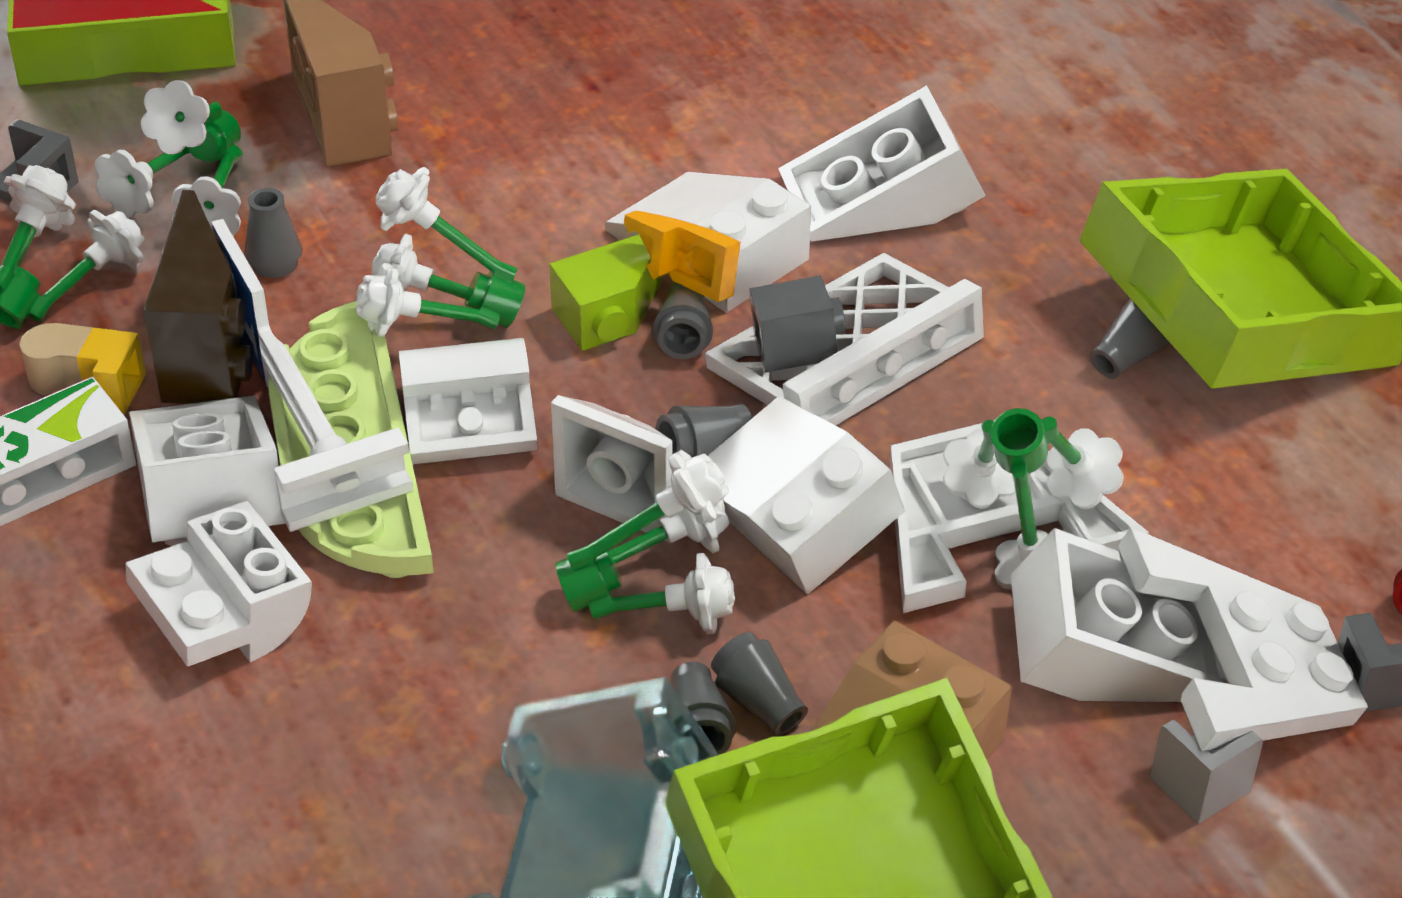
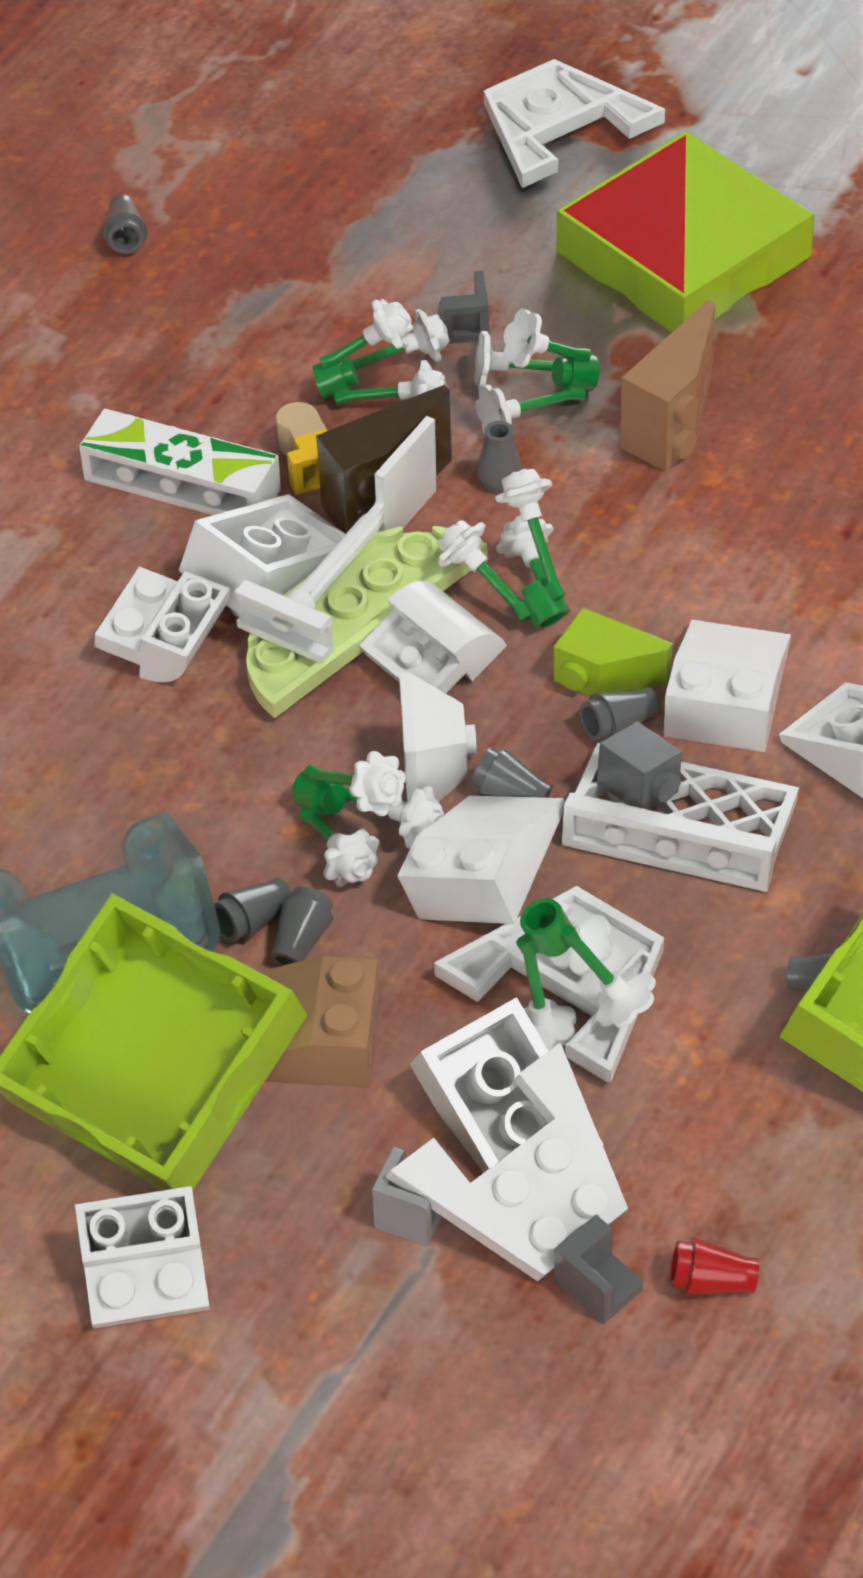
camera: 60 degrees right, 5 degrees up
(688, 252) = (650, 660): light orange slope -> none

